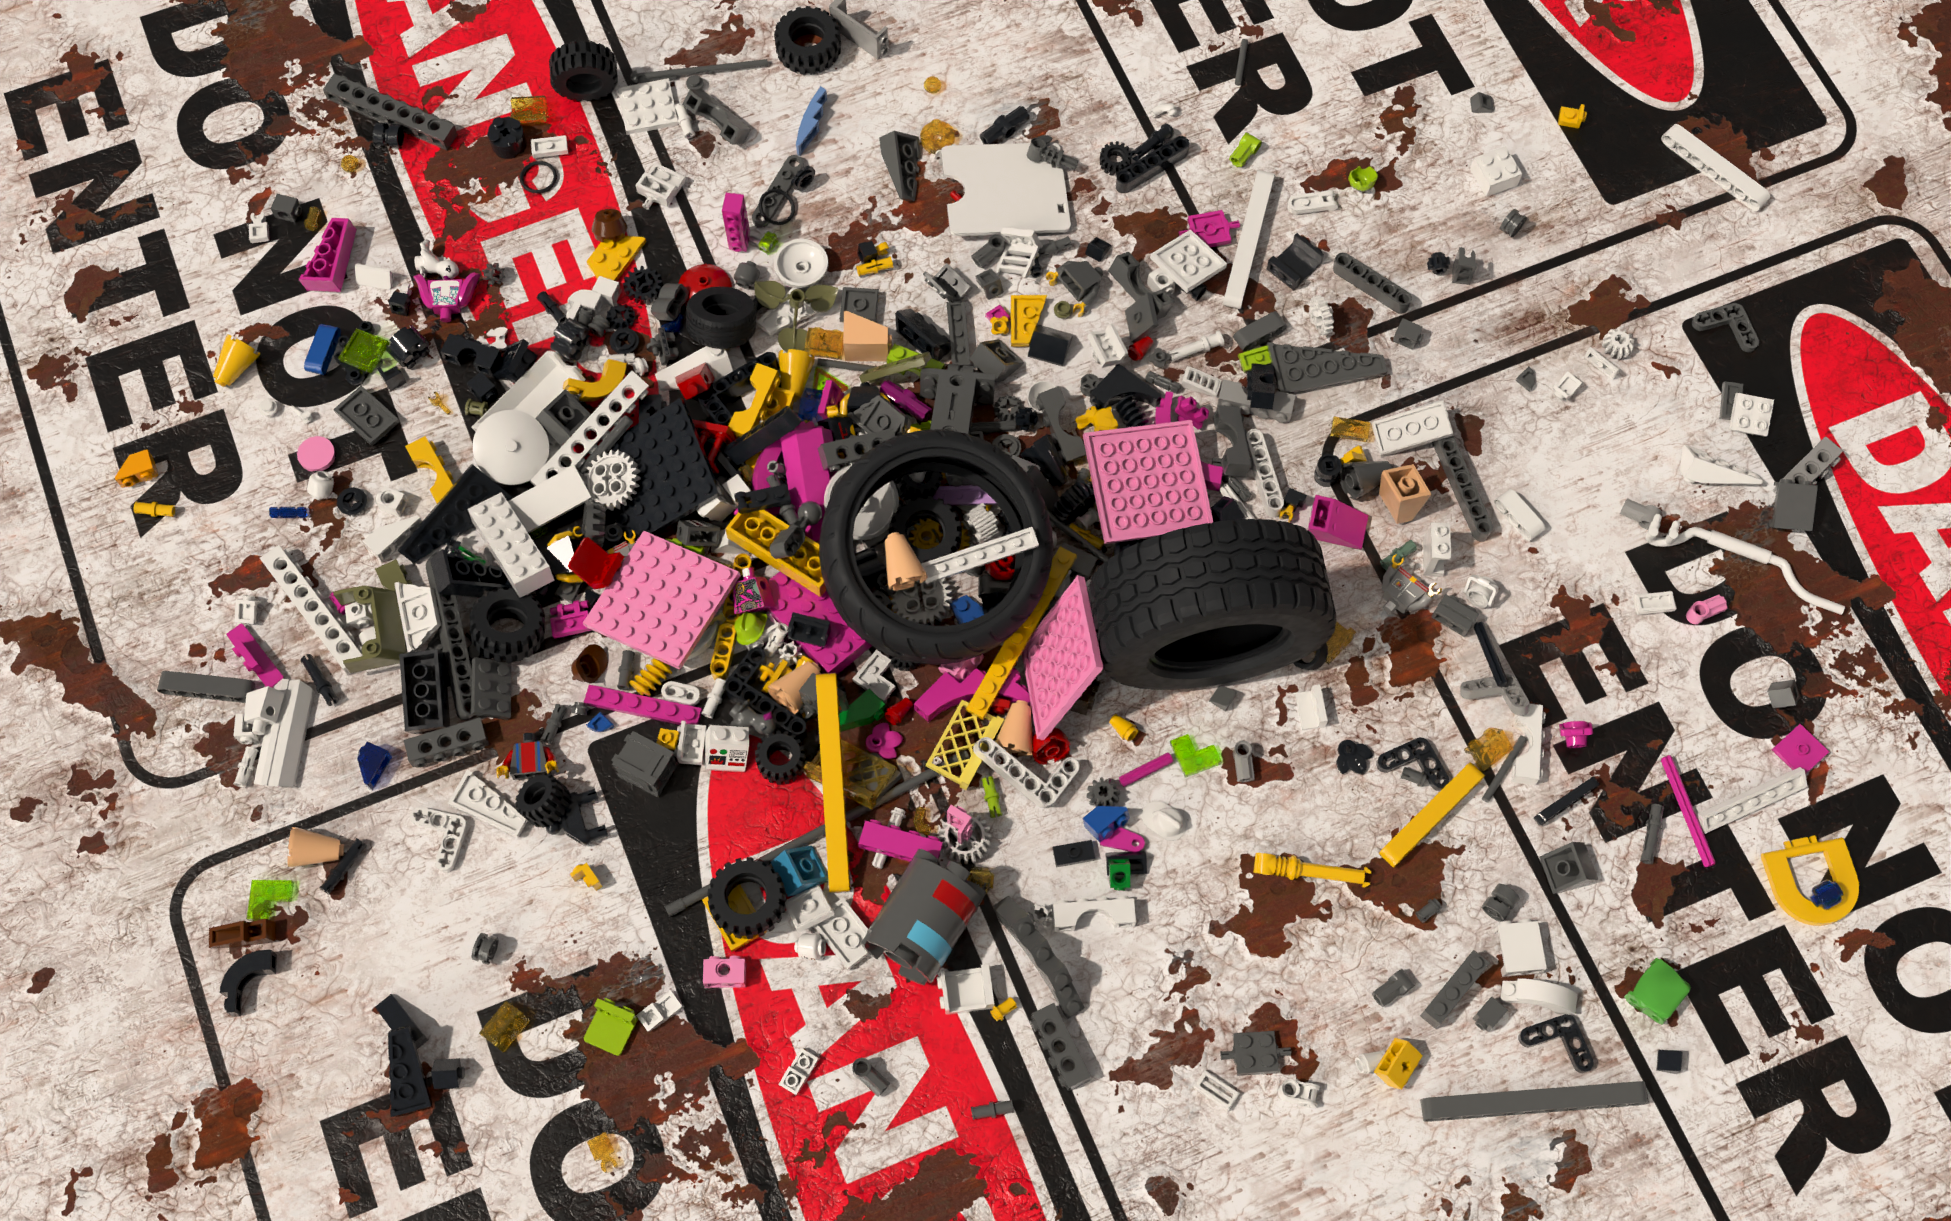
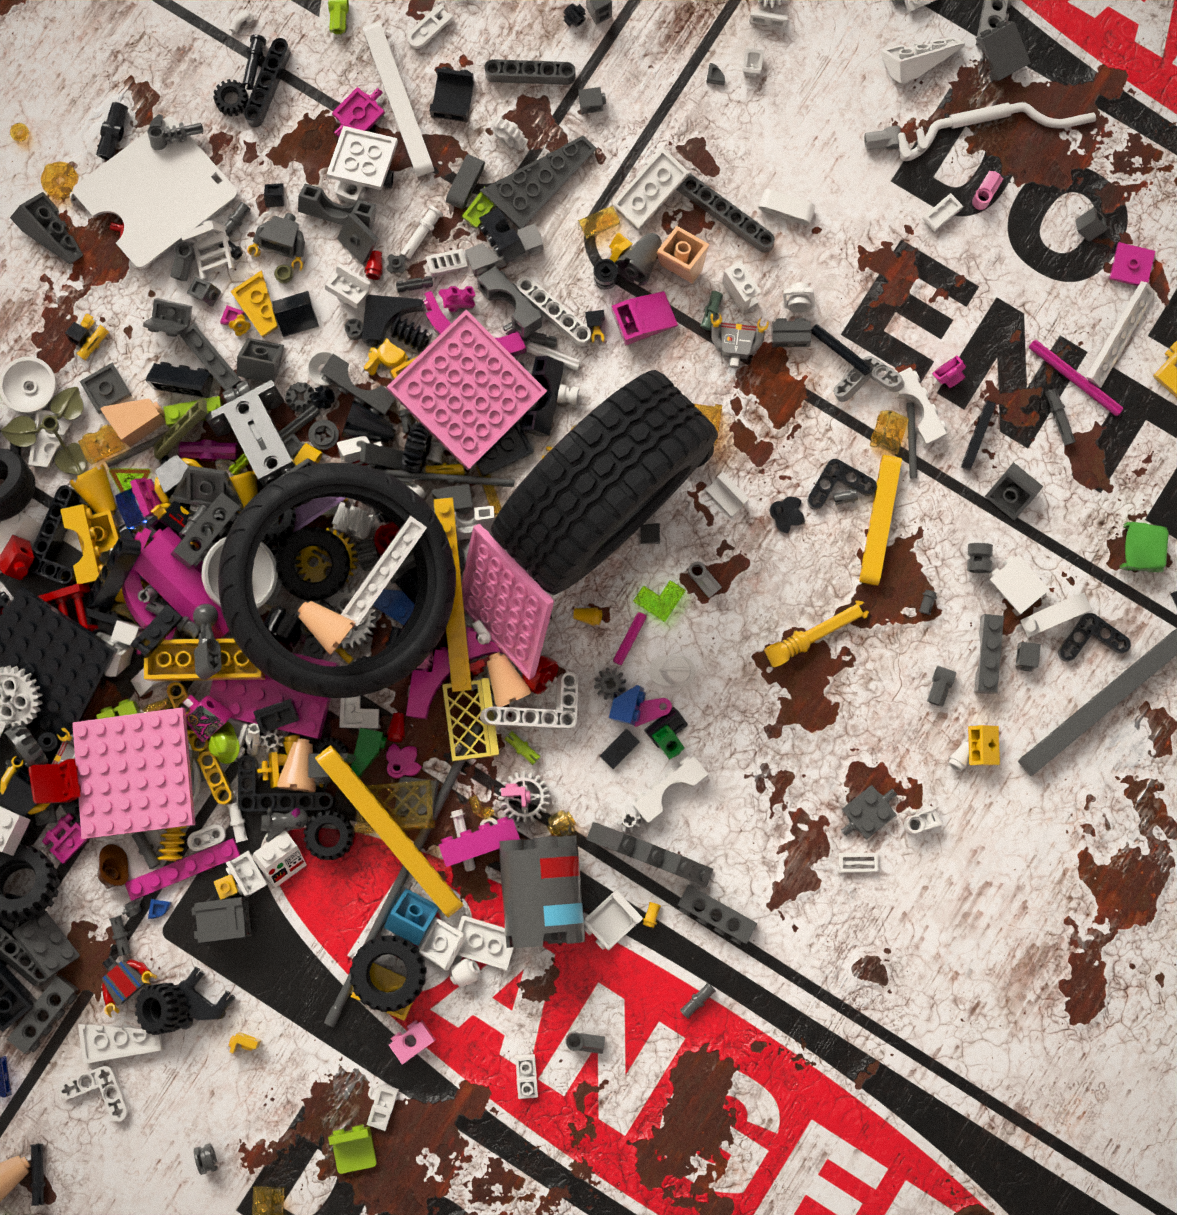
camera: 30 degrees left, 15 degrees up
(691, 533) = (119, 692): dark grey torso -> none
(1024, 680) = (484, 636): none -> white arm

